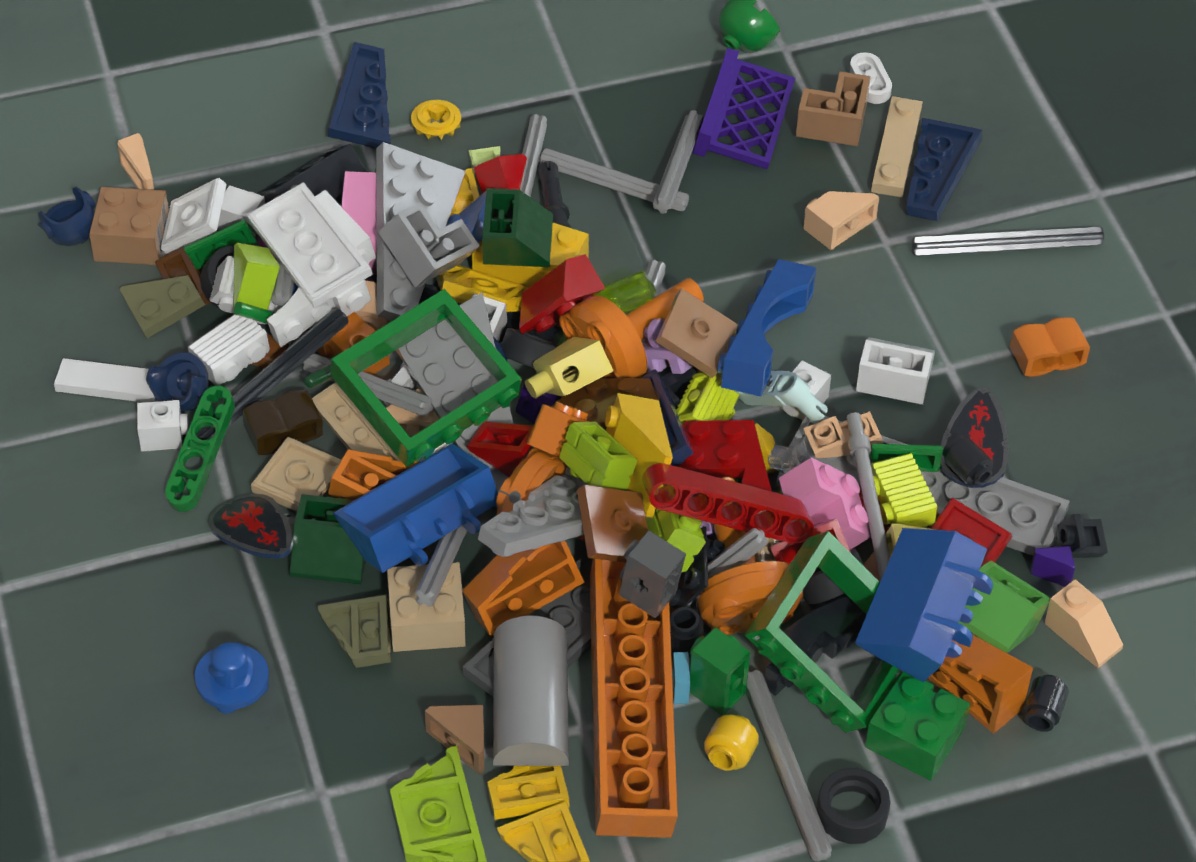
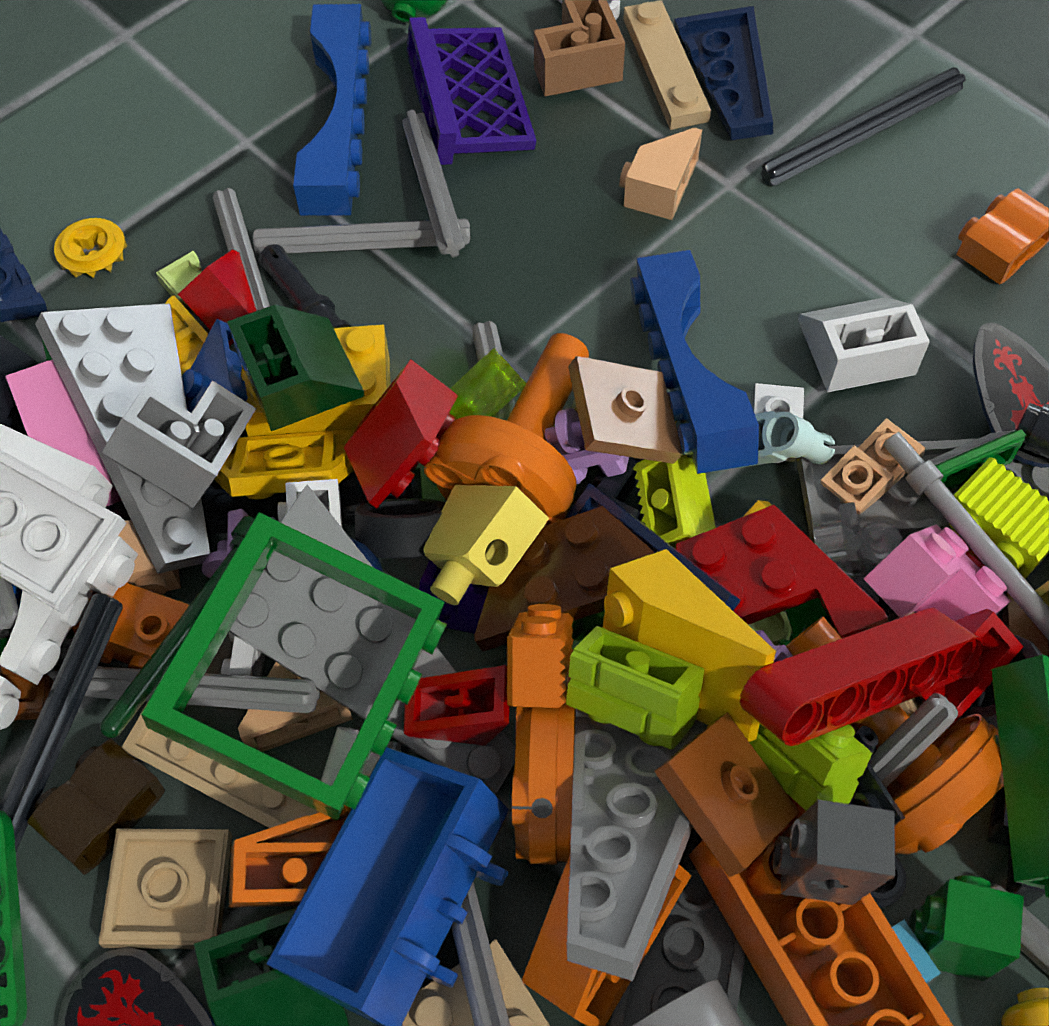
camera: 25 degrees left, 10 degrees up
(616, 126) = (326, 165): none -> blue arch

